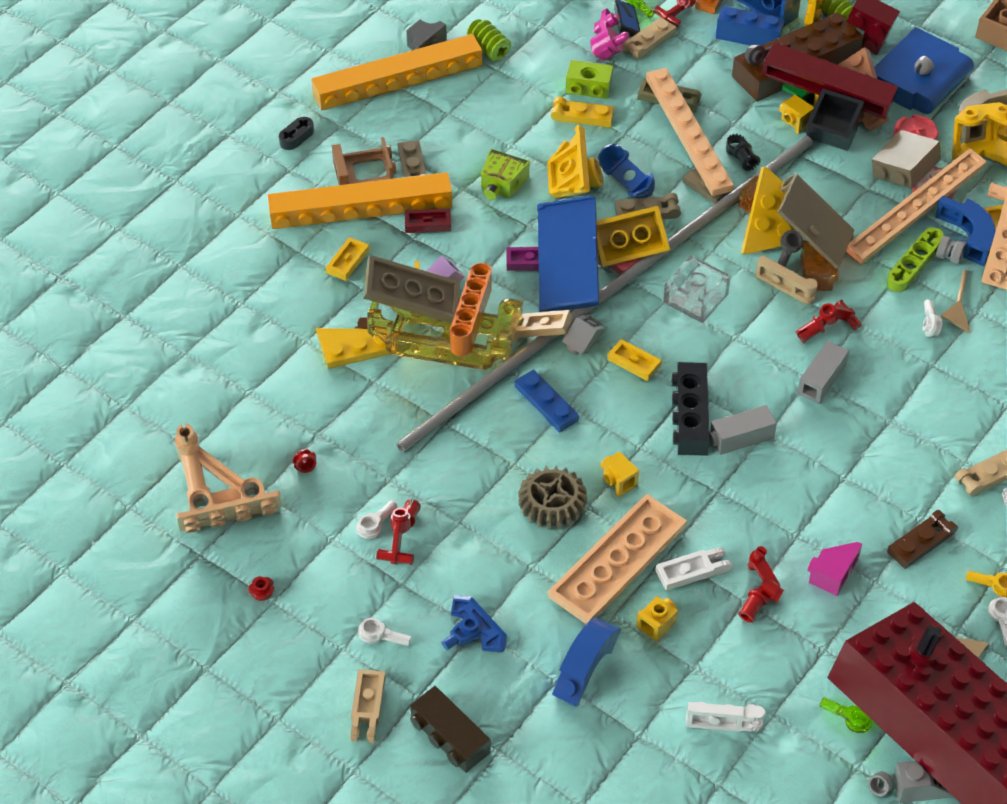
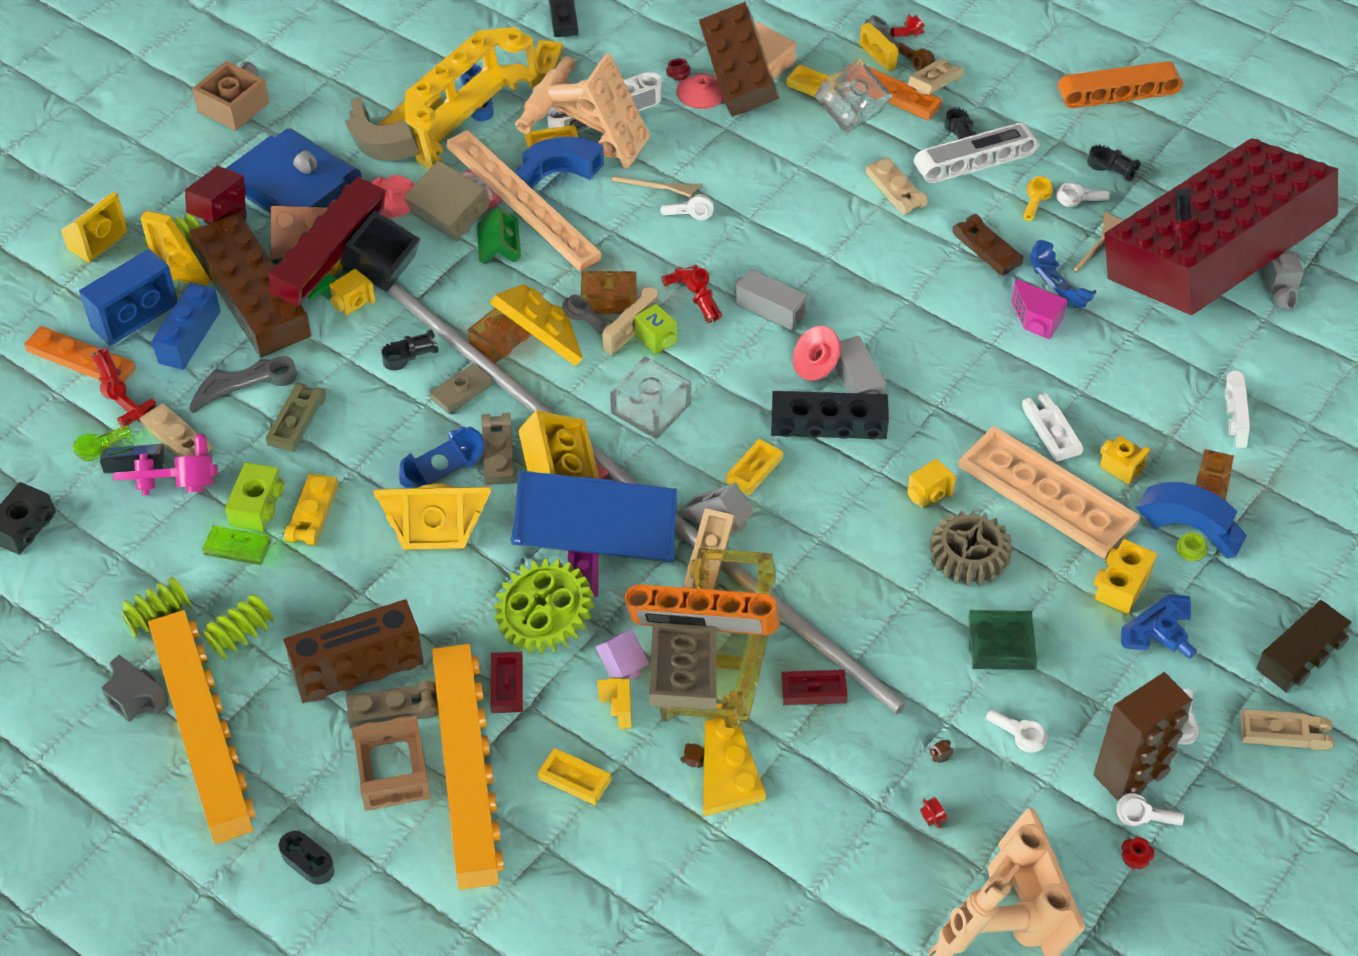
camera: 90 degrees left, 0 degrees up
(295, 588) = (1135, 810): none -> white plate
(334, 567) = (1142, 736): none -> reddish brown brick
(359, 469) = (941, 751): none -> reddish brown piece
(401, 522) = (1038, 692): red pin -> none
(418, 392) = (814, 687): none -> dark red plate
(446, 133) = (354, 651): none -> reddish brown brick
(461, 514) = (1002, 640): none -> clear green plate
(472, 80) = (237, 625): none -> lime piece
(491, 234) = (544, 606): none -> lime gear
(503, 174) = (431, 594): lime torso -> none
(522, 609) = (1125, 575): none -> yellow brick
(546, 400) = (816, 557): blue plate -> none
(547, 76) = (236, 545): none -> clear neon green plate
(555, 659) = (1191, 547): none -> lime plate
(626, 679) = (1215, 472): none -> clear orange brick
(689, 132) = (374, 393): light nougat plate -> none
(703, 60) = (224, 382): none -> dark grey piece
(755, 54) = (272, 302): dark grey plate -> none
(758, 399) = (816, 353): none -> coral dish
(767, 592) = (1072, 365): red pin -> none
(779, 295) = (655, 329): none -> lime brick
(815, 220) = (557, 268): dark tan door -> none
(854, 717) = (1214, 312): clear neon green plate -> none
(875, 199) = (500, 235): none -> green panel
(900, 577) = (1044, 263): none -> blue piece
(917, 260) = (572, 199): lime beam -> none
(945, 248) = (588, 181): light grey wheel -> none

